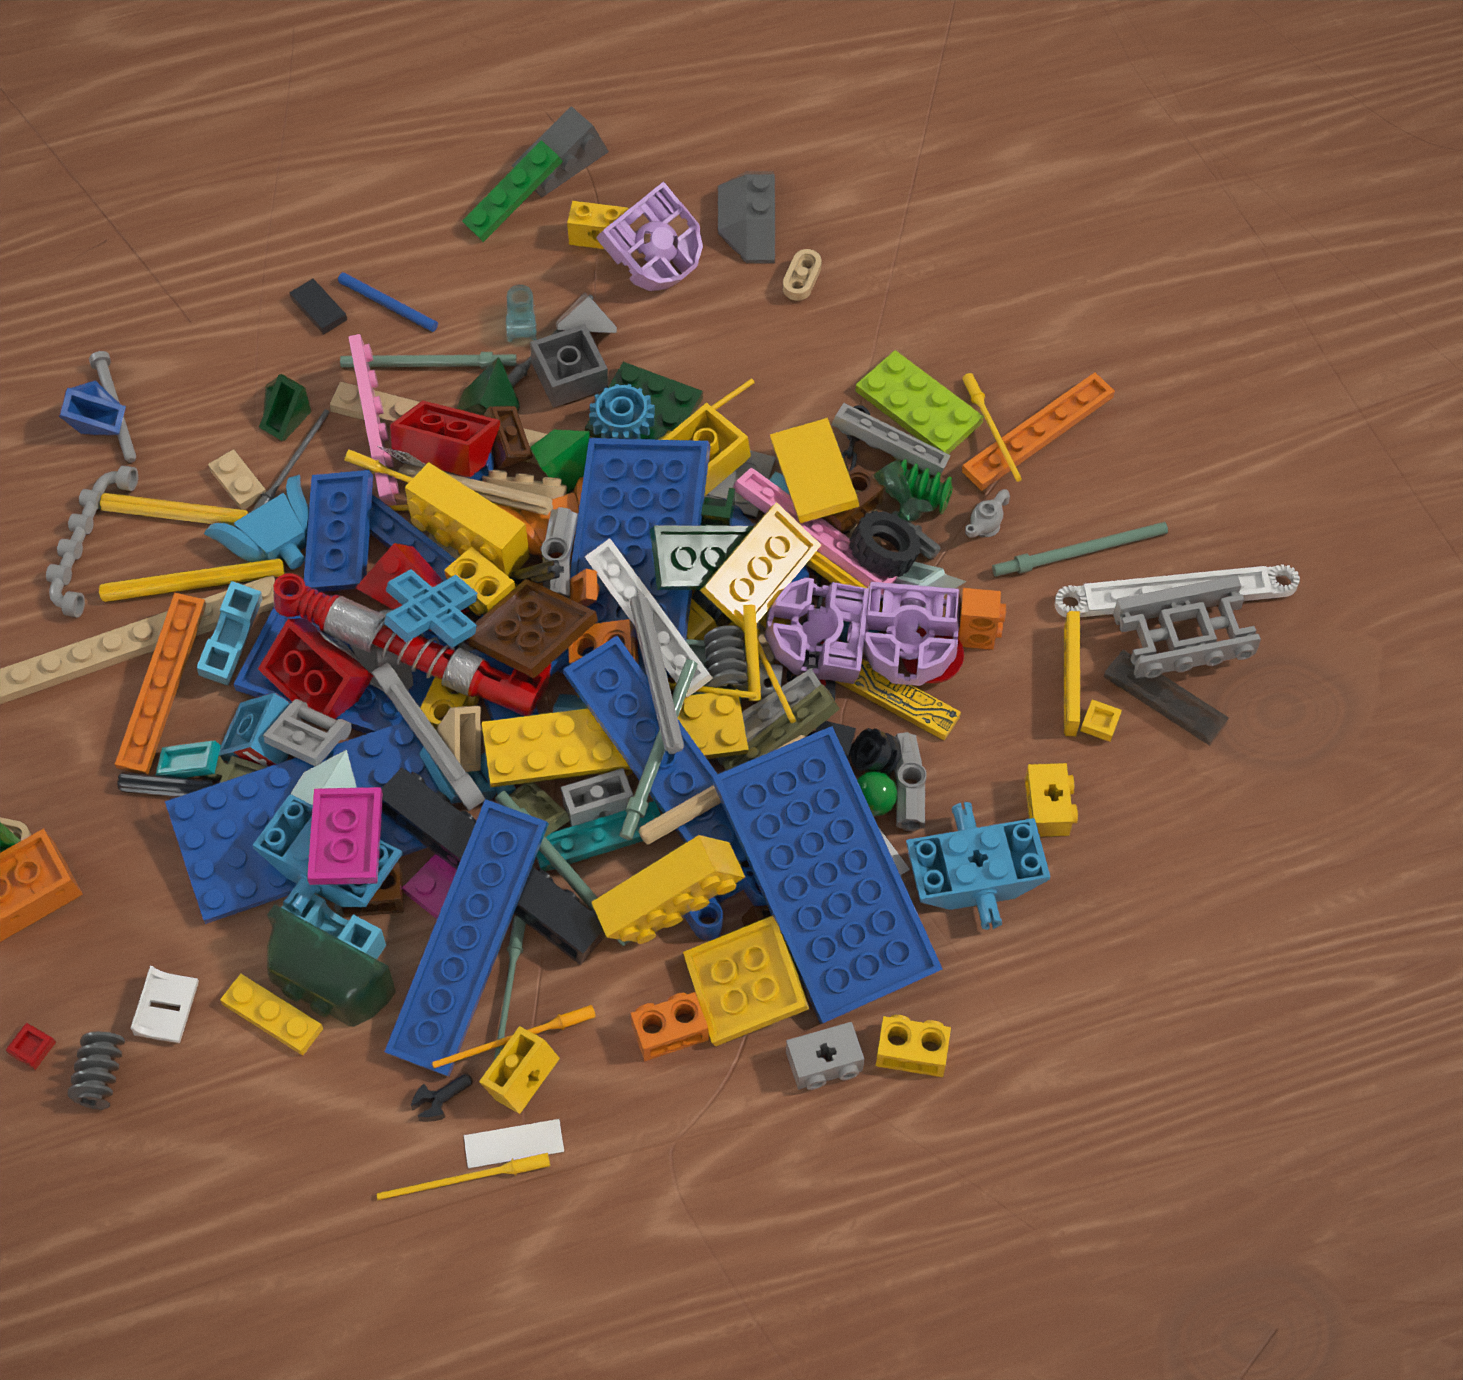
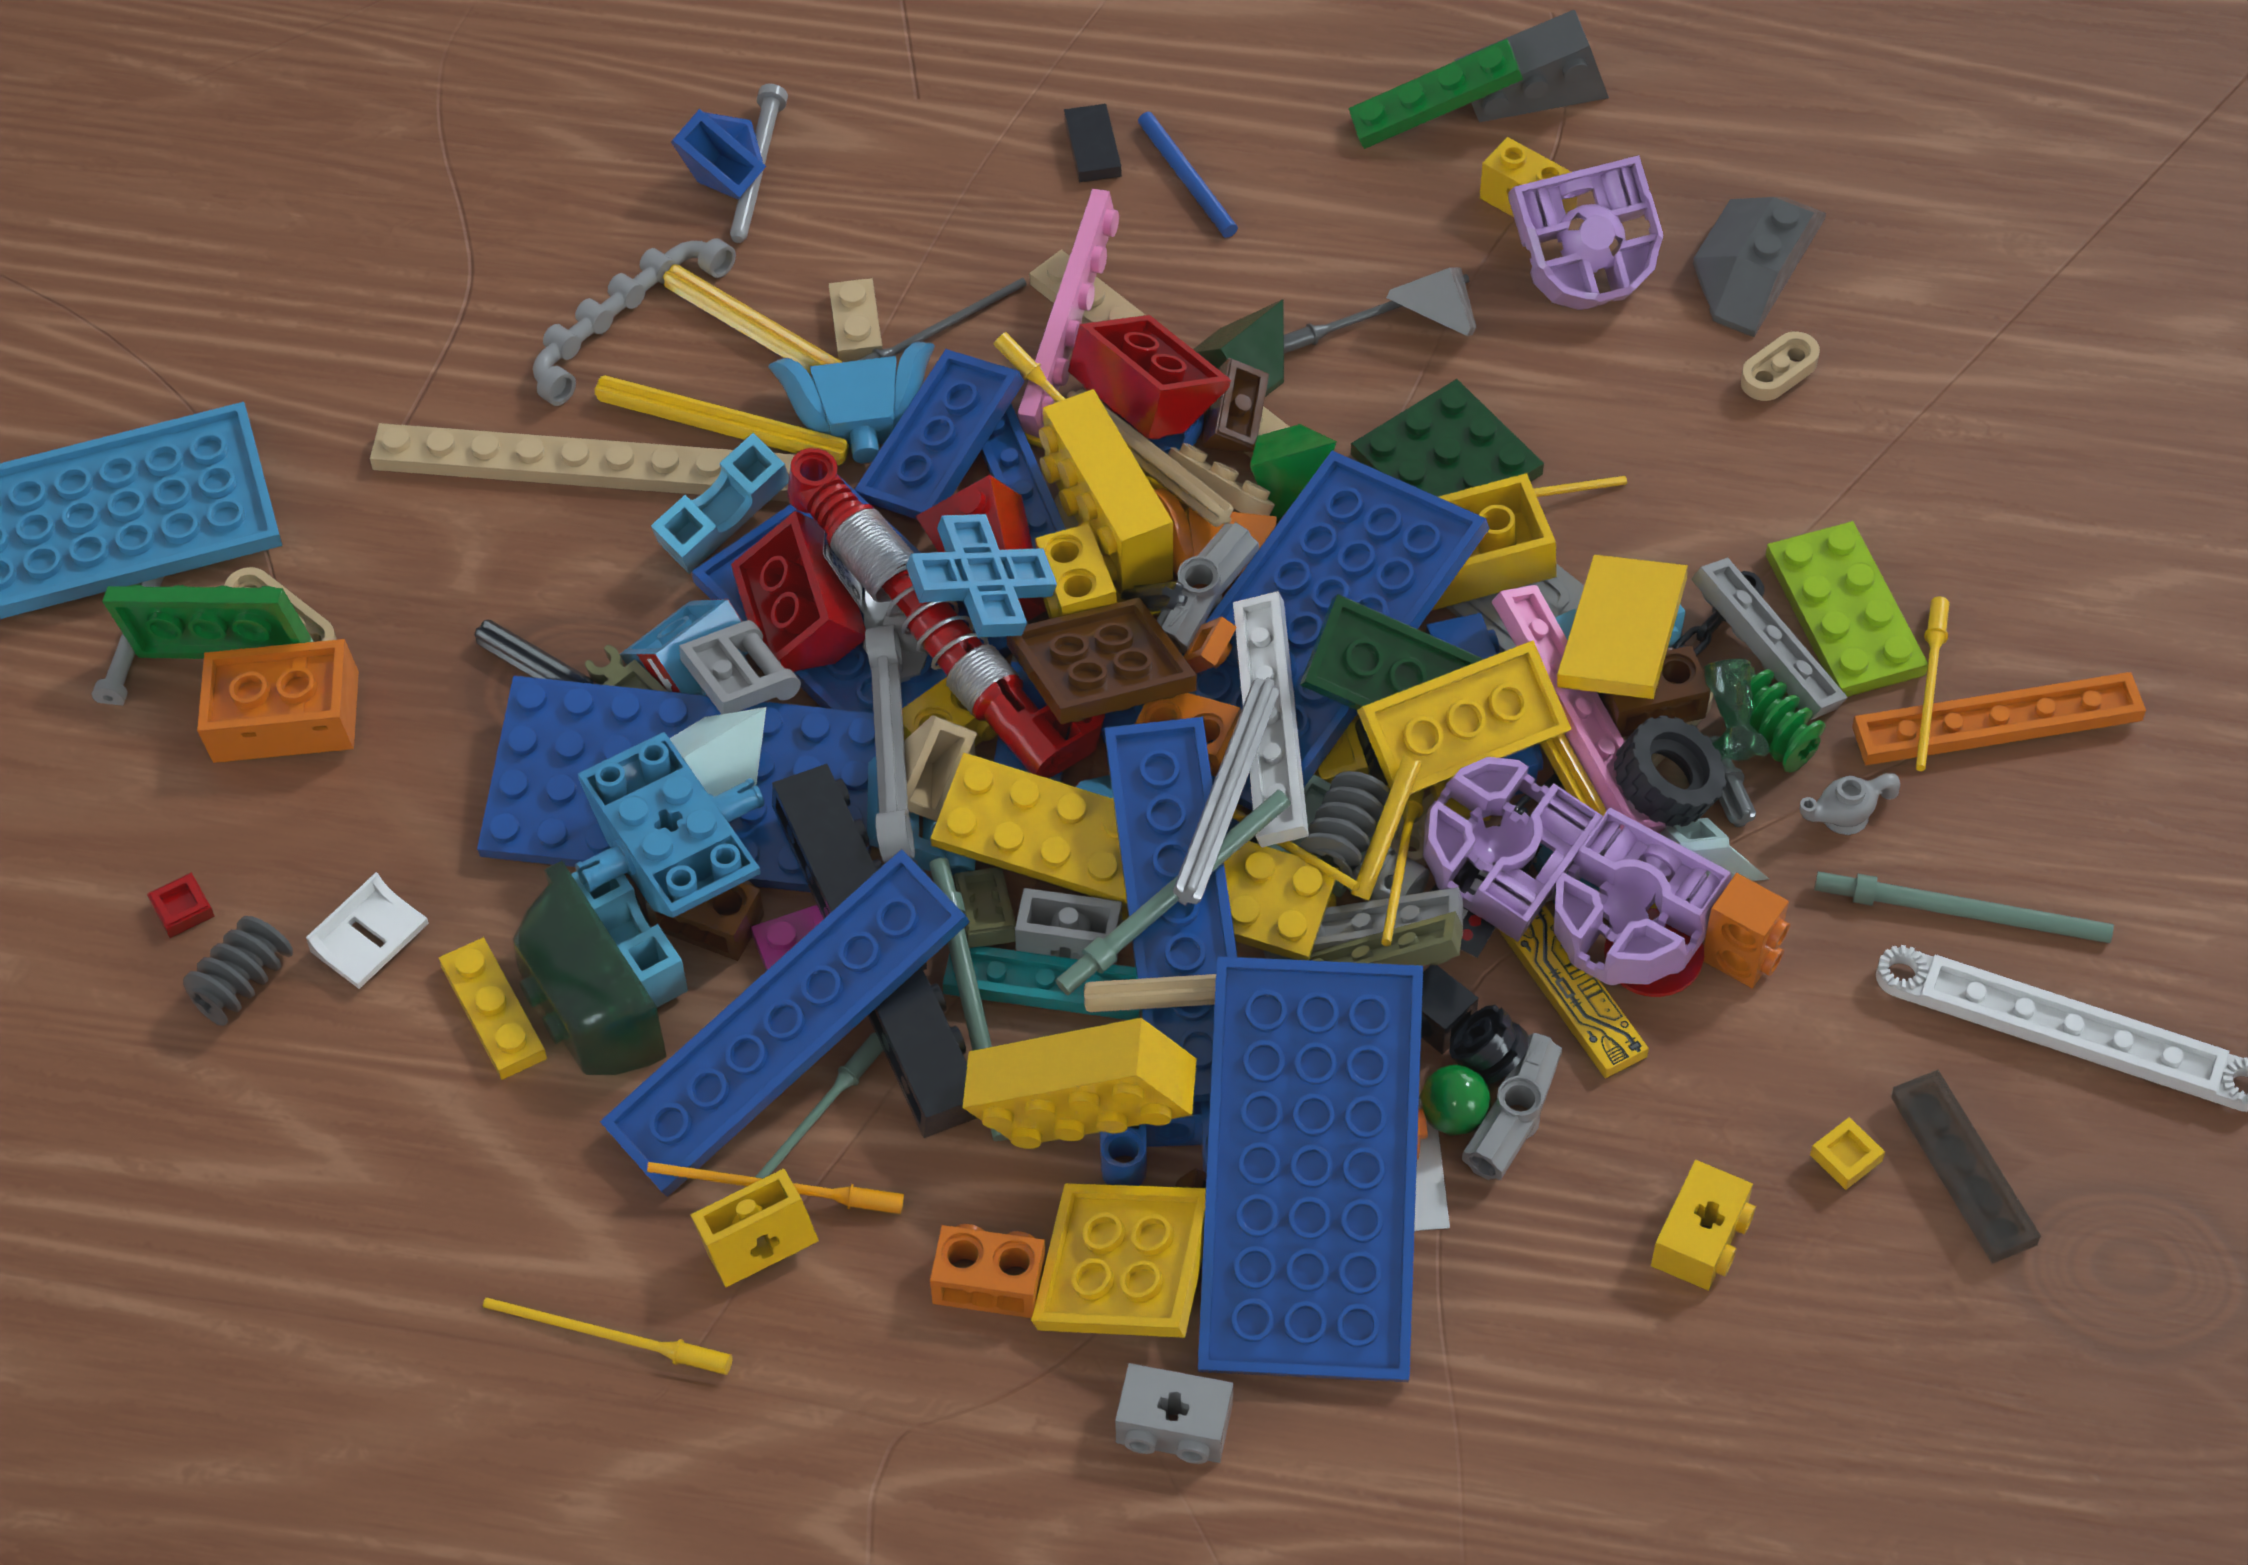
camera: 30 degrees right, 5 degrees down
(160, 684) = (600, 530): orange plate -> none
(189, 759) = (579, 640): teal tile -> none
(284, 407) = (968, 254): dark green slope -> none
(345, 836) = (694, 812): dark pink plate -> none
(403, 457) = (1073, 372): sticker -> none
(438, 1097) = (635, 1216): black bar -> none
(483, 360) = (1209, 276): sand green bar -> none
(513, 1142) = (698, 1322): white sticker -> none
(520, 317) = (1352, 259): clear light blue piece -> none
(569, 365) = (1375, 351): flat silver brick -> none
(622, 413) = (1406, 441): dark azure gear -> none
(718, 511) = (1458, 623): dark green panel -> none
(912, 1055) = (1294, 1469): yellow brick -> none
(1007, 861) = (1540, 1262): dark azure slope -> none
(1072, 673) = (1842, 1069): yellow tile -> none
(1183, 604) = (2054, 1043): light grey fence -> none

